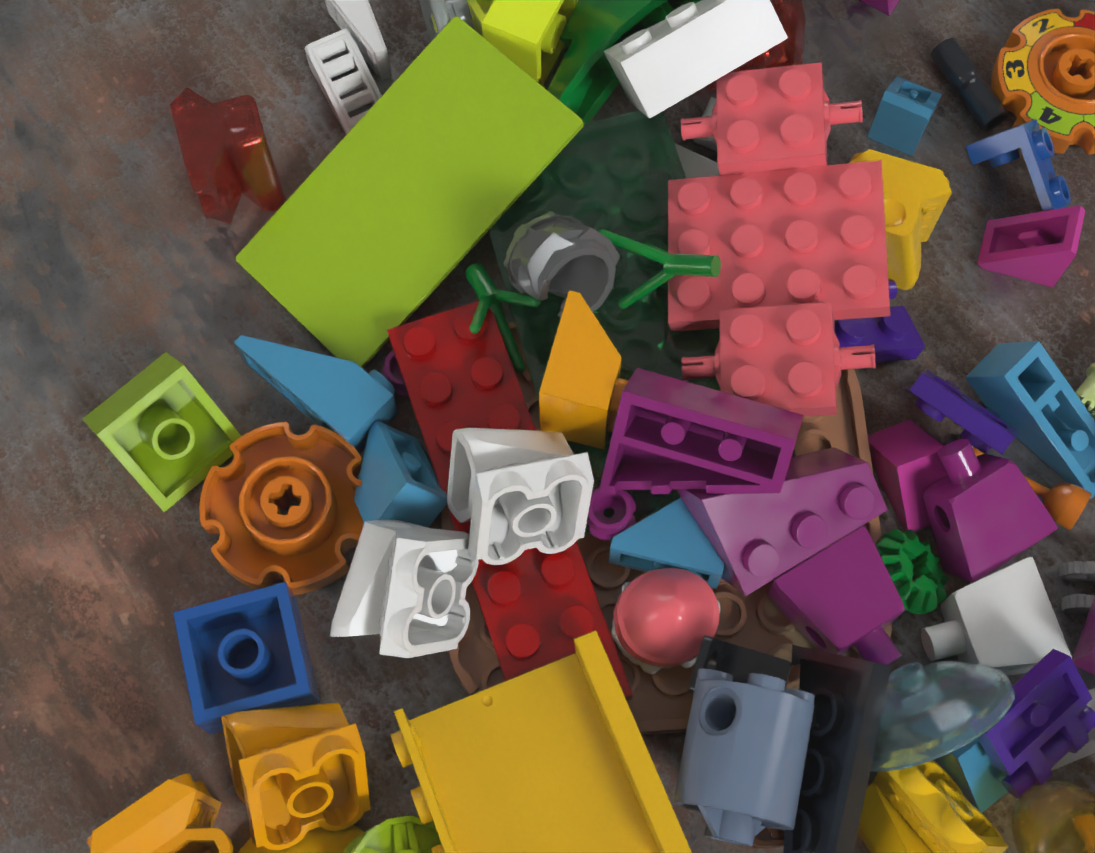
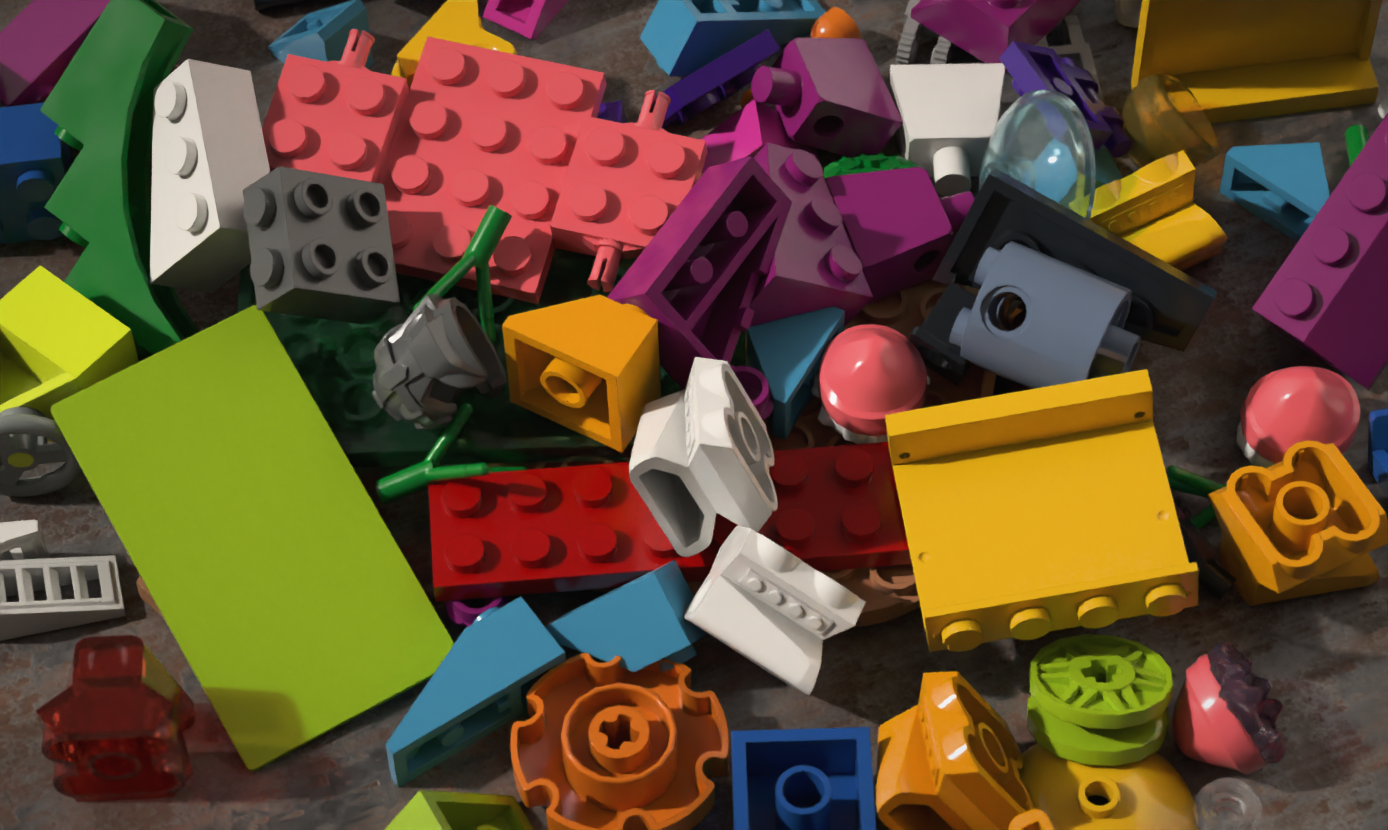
camera: 75 degrees left, 15 degrees down
(636, 142) = (320, 246): none -> dark grey brick

